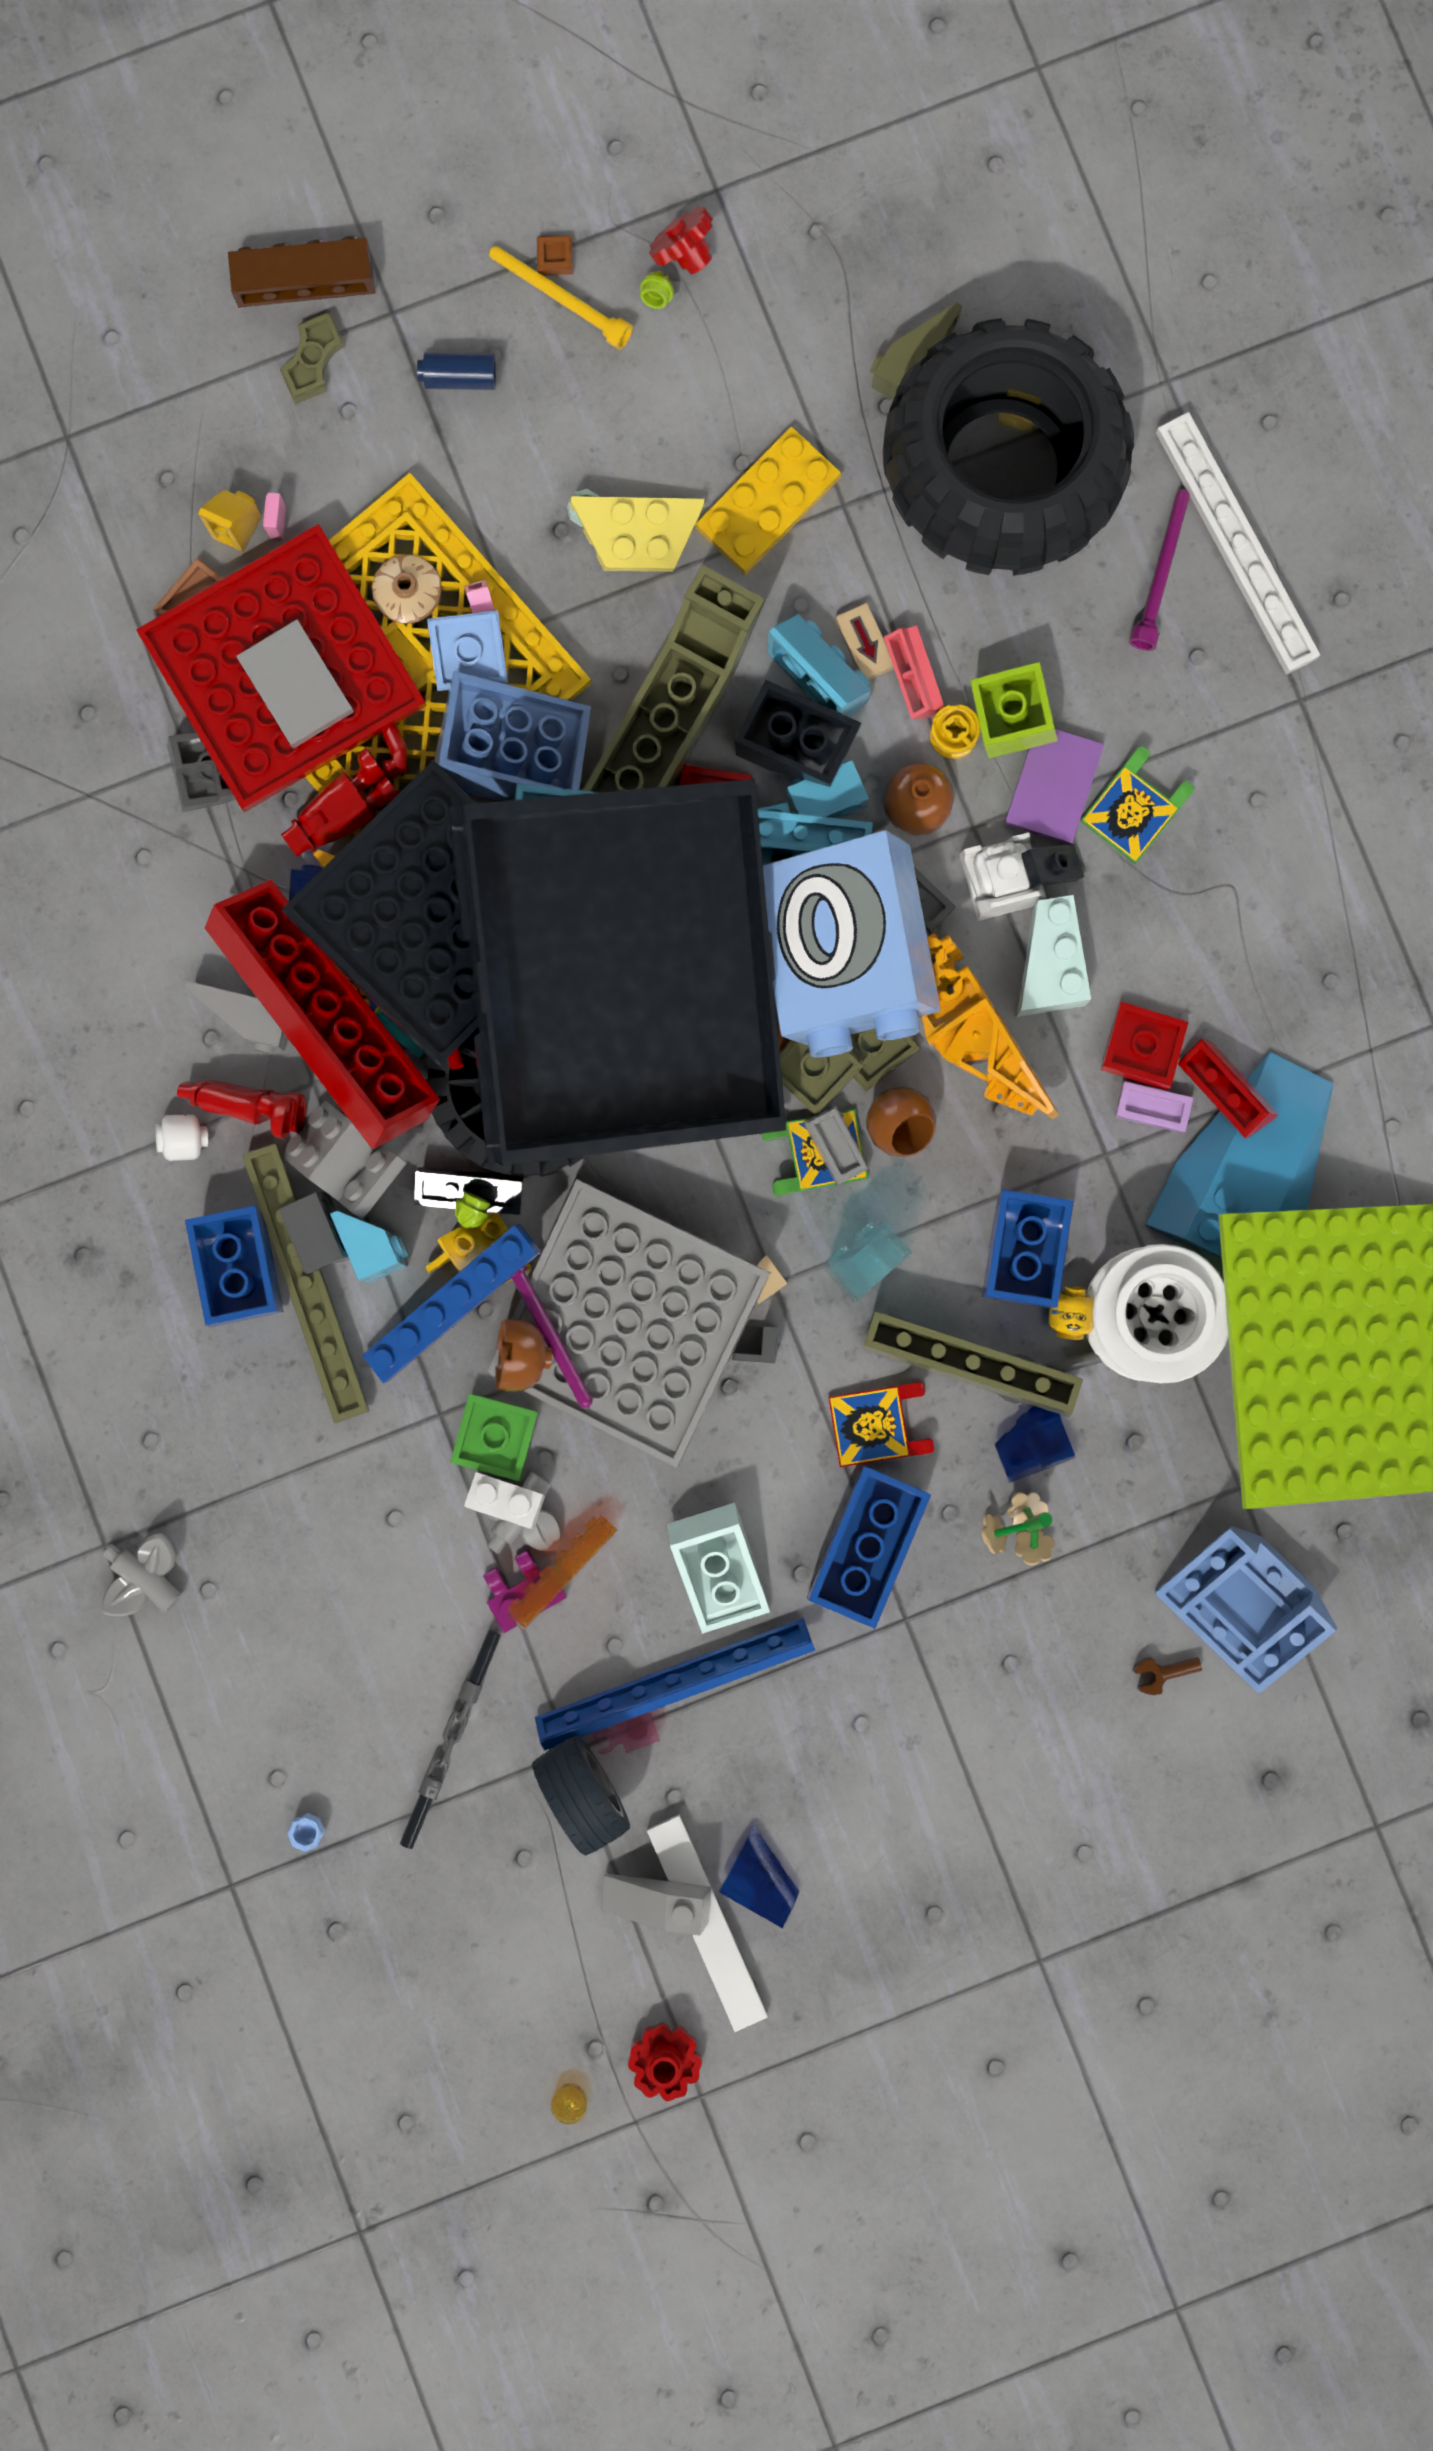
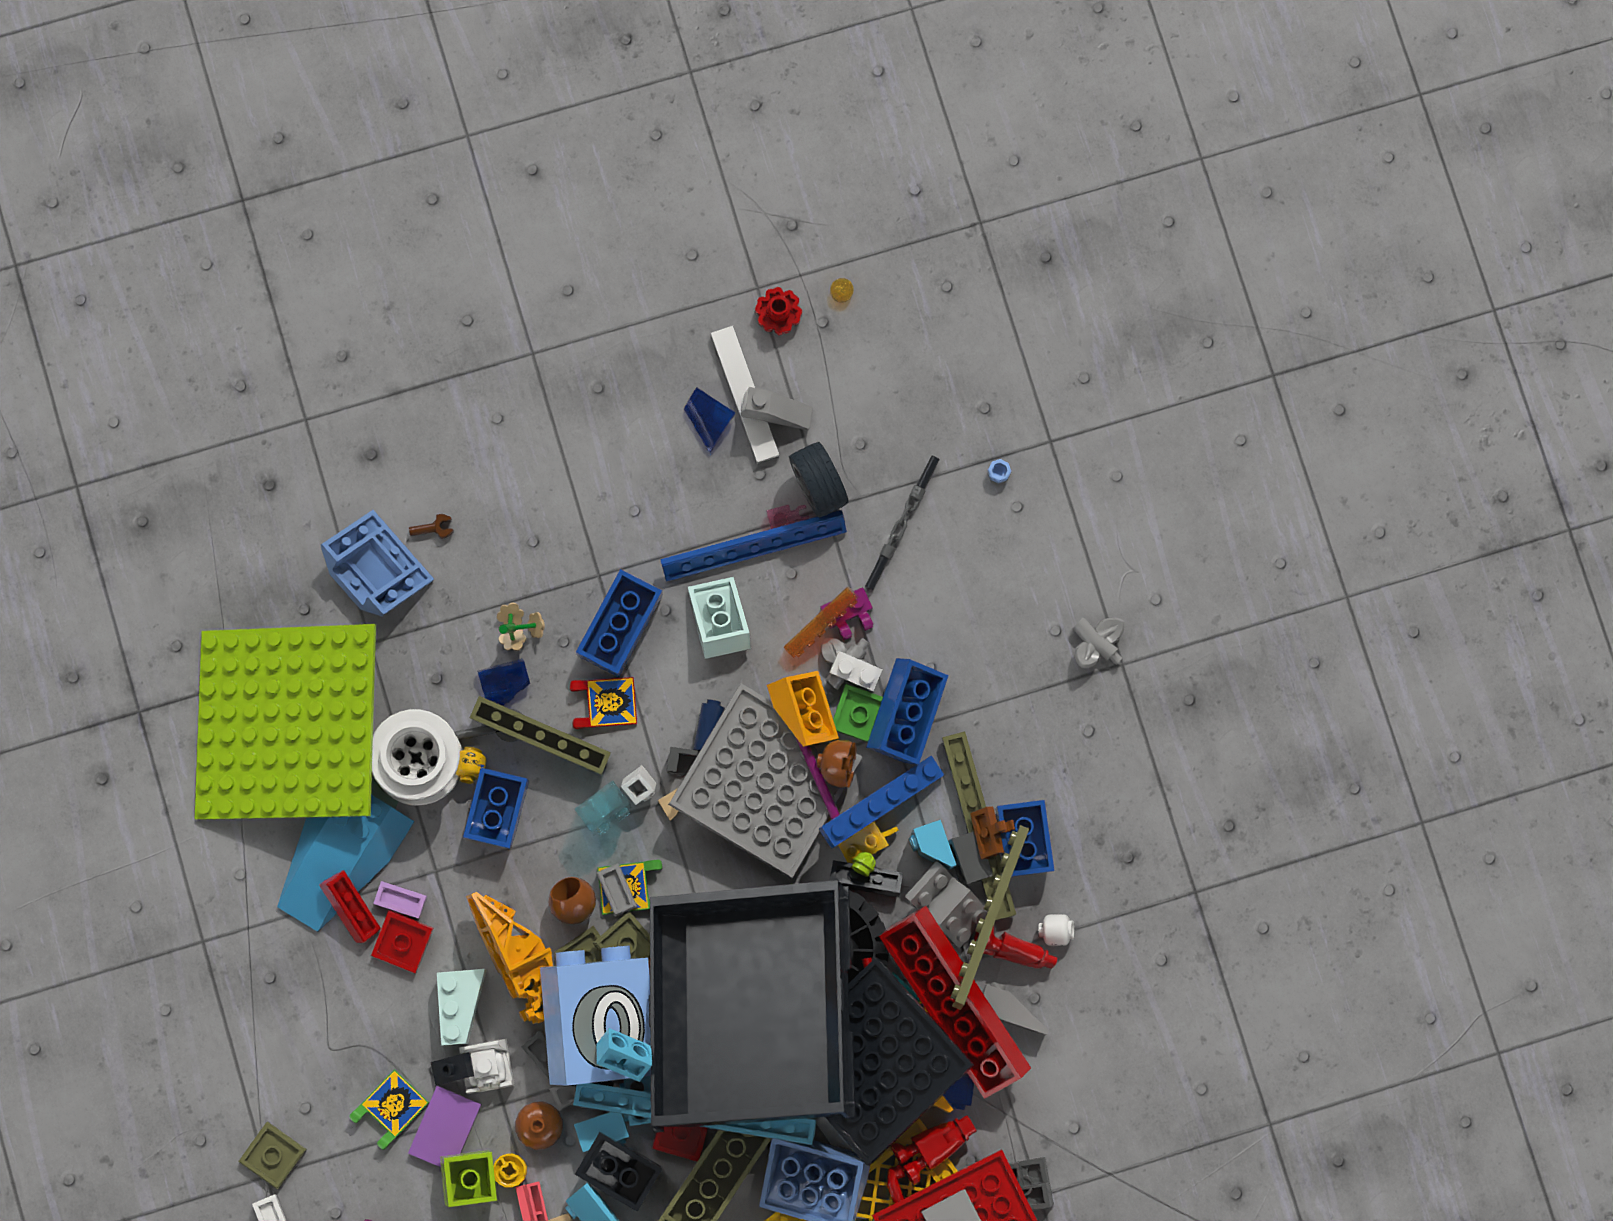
camera: 175 degrees right, 5 degrees down
(276, 1122) = (985, 925): none -> olive plate
(287, 1271) = (988, 832): none -> dark orange plate
(421, 1445) = (907, 711): none -> blue brick
(577, 1436) = (804, 707): none -> light orange slope
(721, 1412) = (708, 717): none -> dark blue brick
(804, 882) = (624, 1054): none -> medium azure brick
(817, 1301) = (639, 785): none -> white brick
(1297, 728) = (272, 1155): none -> olive tile

